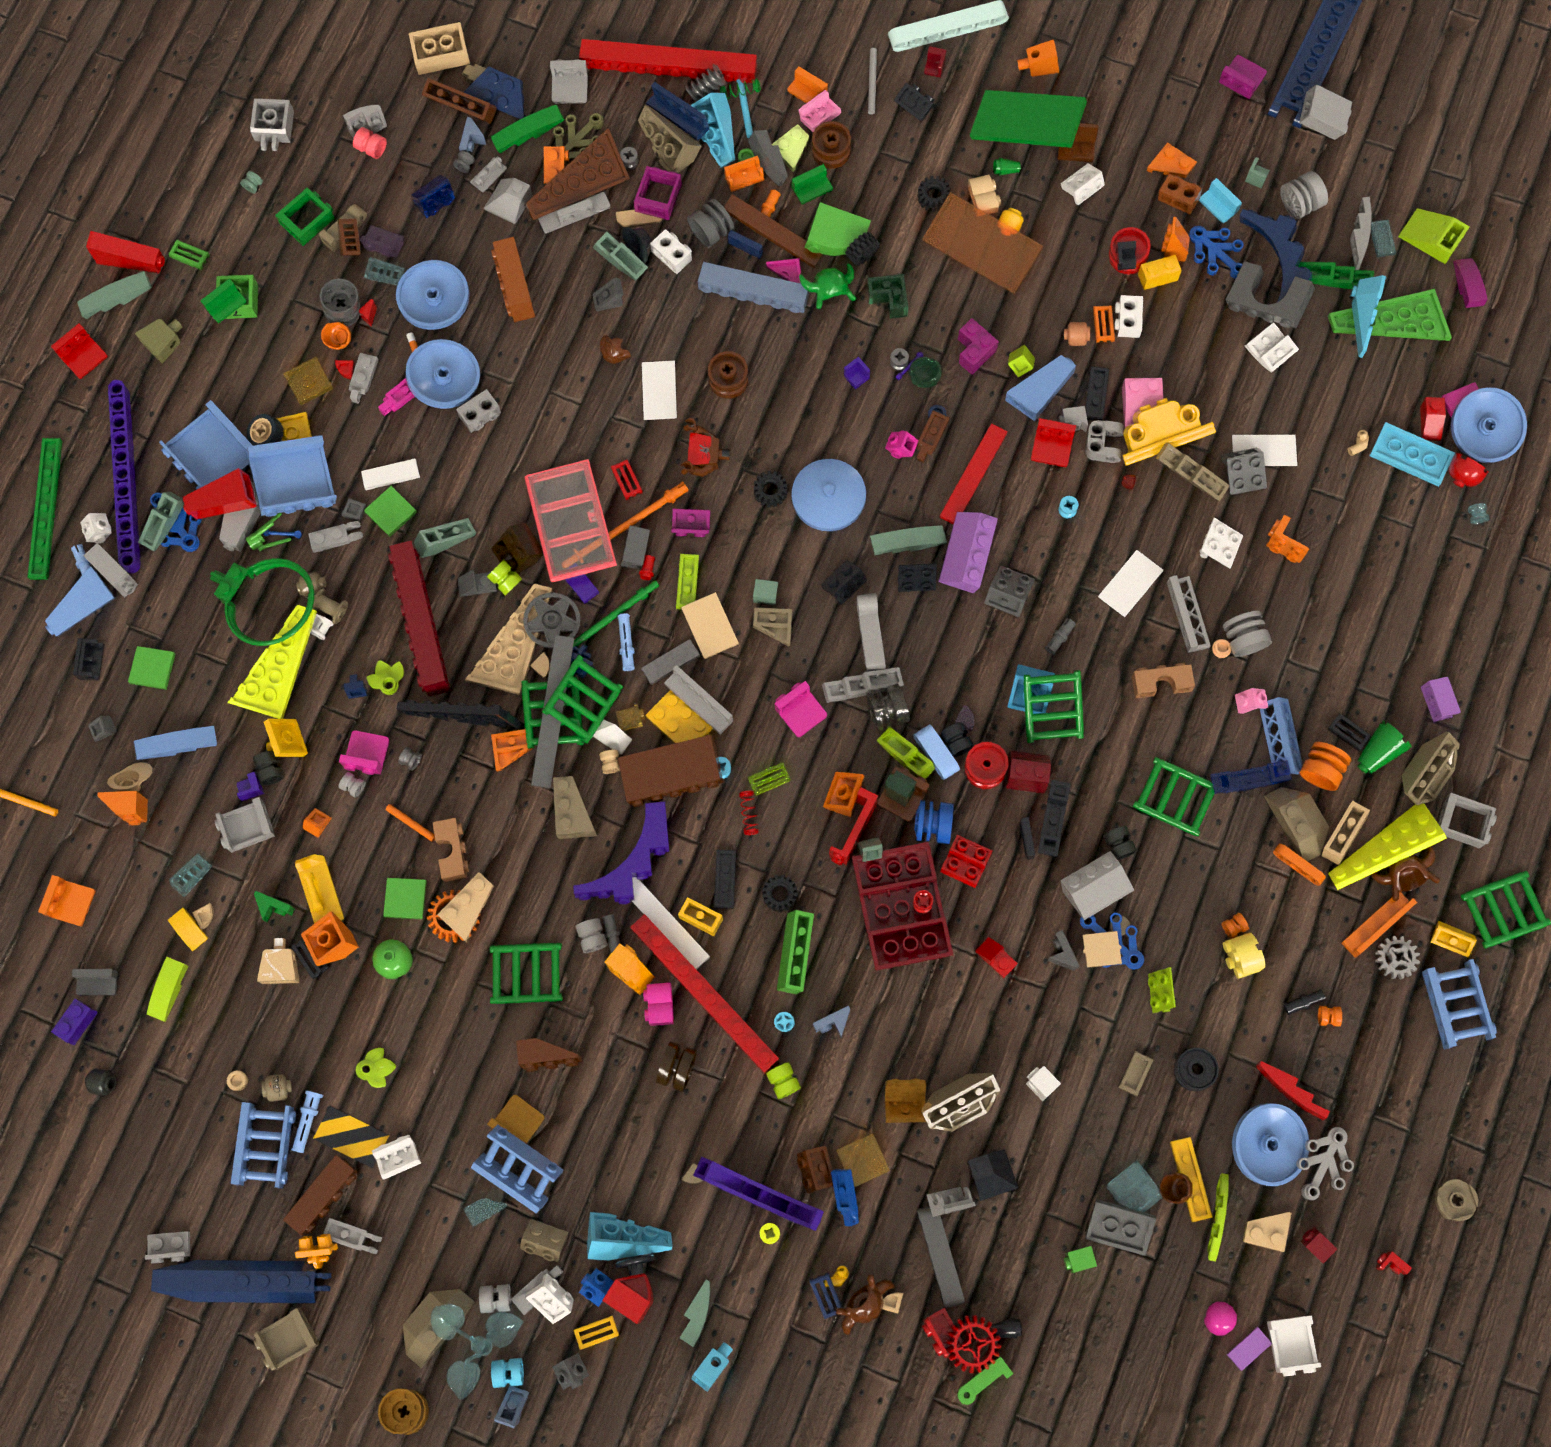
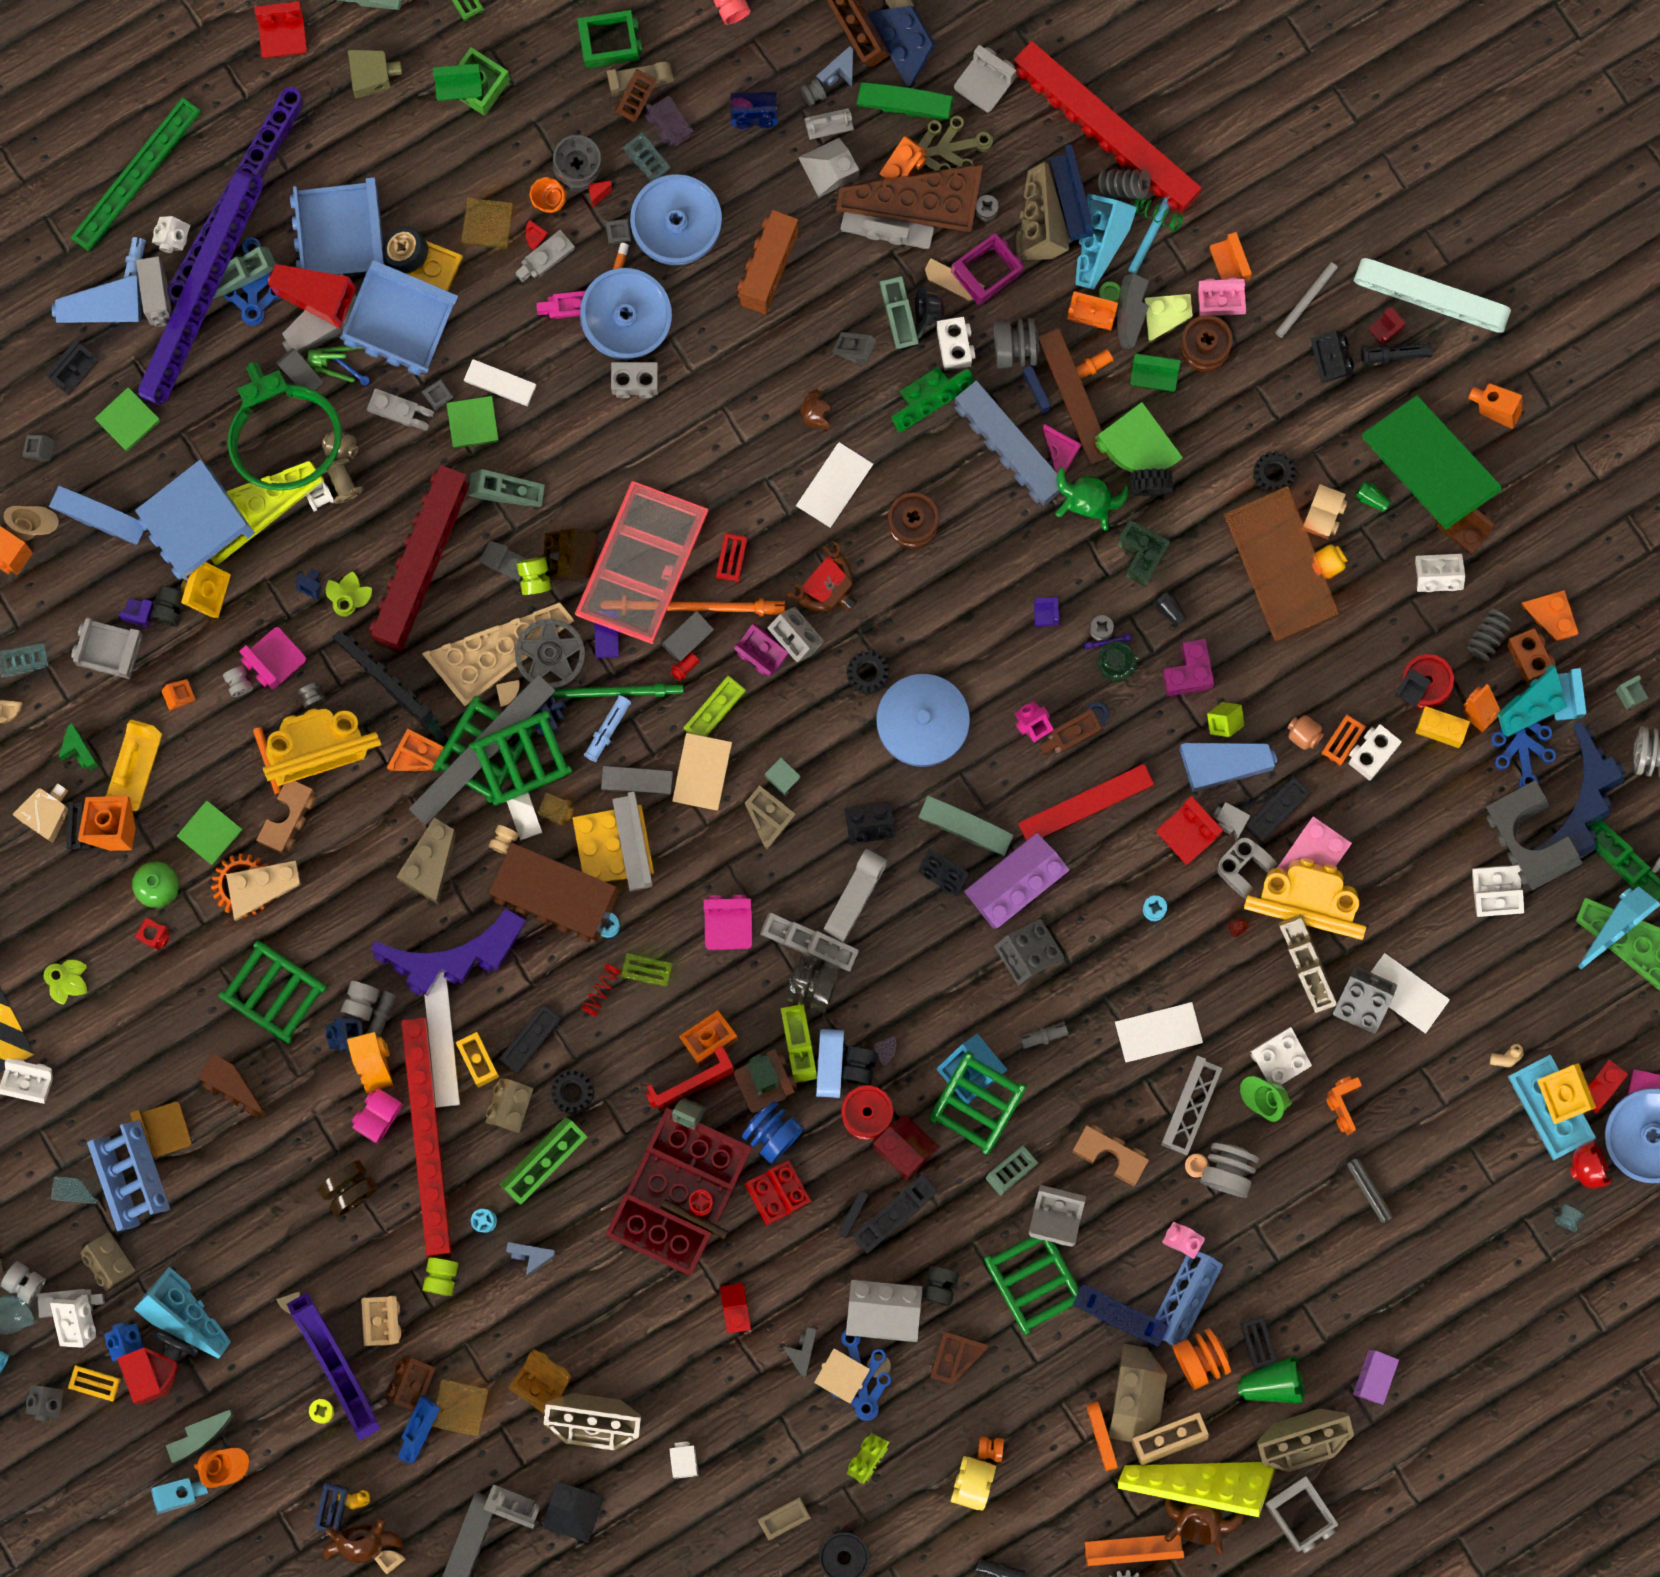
camera: 35 degrees right, 5 degrees up
(141, 546) = (200, 287): none -> dark purple beam
(243, 698) = (192, 519): none -> medium blue panel
(246, 554) = (298, 370): none -> dark grey tile
(399, 329) = (618, 232): none -> dark grey tile
(421, 989) = (161, 938): none -> red bracket
(436, 787) = (315, 745): none -> yellow brick
(594, 964) = (341, 1030): none -> dark blue brick
(679, 293) = (928, 395): none -> green bracket
(706, 496) = (795, 634): none -> light grey brick
(729, 1323) = (222, 1466): none -> orange piece
(743, 932) = (508, 1105): none -> dark tan bracket
(765, 1141) = (380, 1321): none -> tan bracket
(926, 916) = (694, 1219): none -> dark brown bar
(932, 317) = (1170, 608): none -> black cone
(946, 78) = (1385, 354): none -> black pin
(1102, 748) = (994, 1180): none -> sand green slope
(1144, 197) = (1488, 634): none -> dark grey piece
(1159, 742) = (1057, 1216): none -> light grey bracket
(1165, 883) = (955, 1357): none -> reddish brown wing
(1206, 218) = (1536, 703): none -> teal wing
(1231, 574) = (1265, 1098): none -> bright green piece
(1341, 586) = (1369, 1190): none -> dark grey axle
(1418, 435) = (1566, 1093): none -> yellow tile

